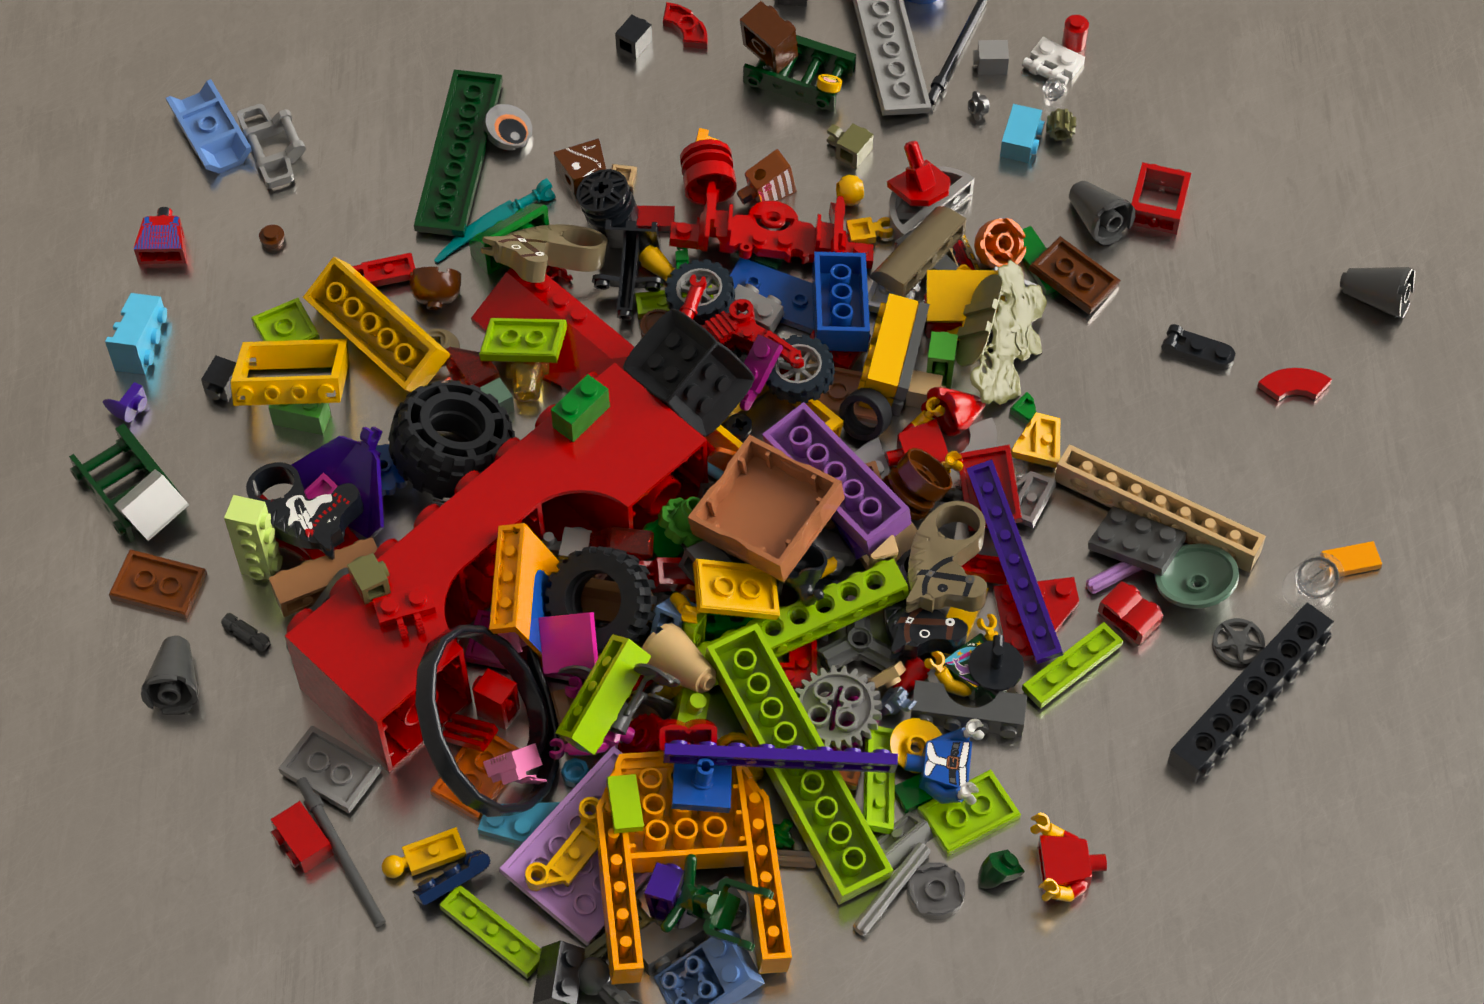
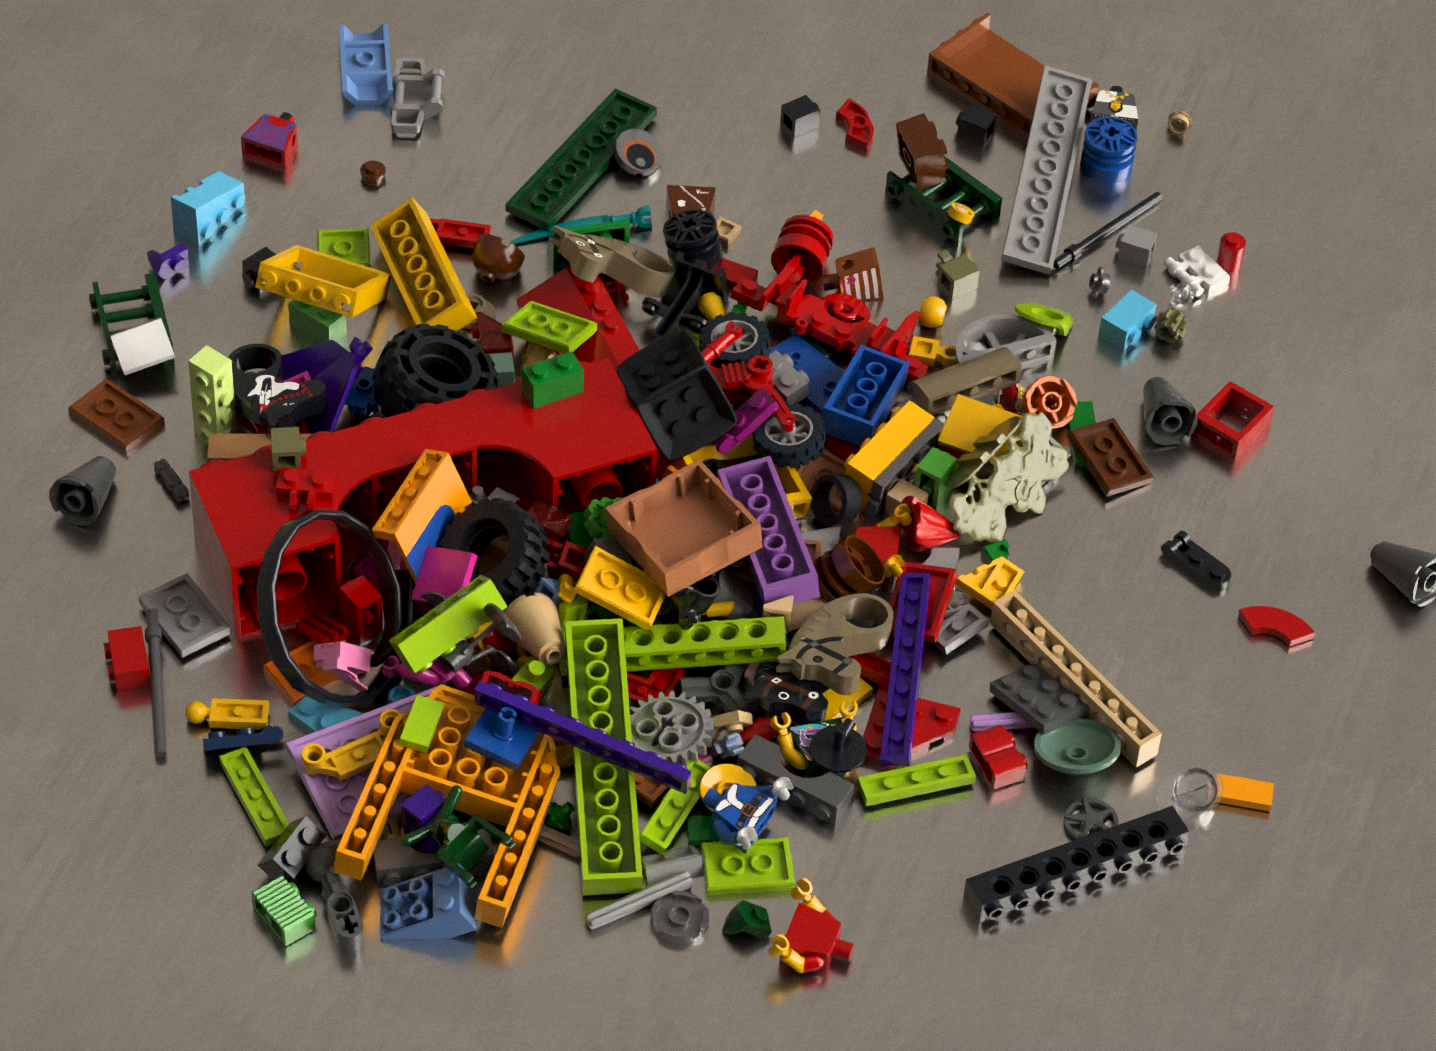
camera: 20 degrees right, 10 degrees down
(921, 182) = (1000, 321): red piece -> none
(951, 157) = (1051, 318): none -> lime hat

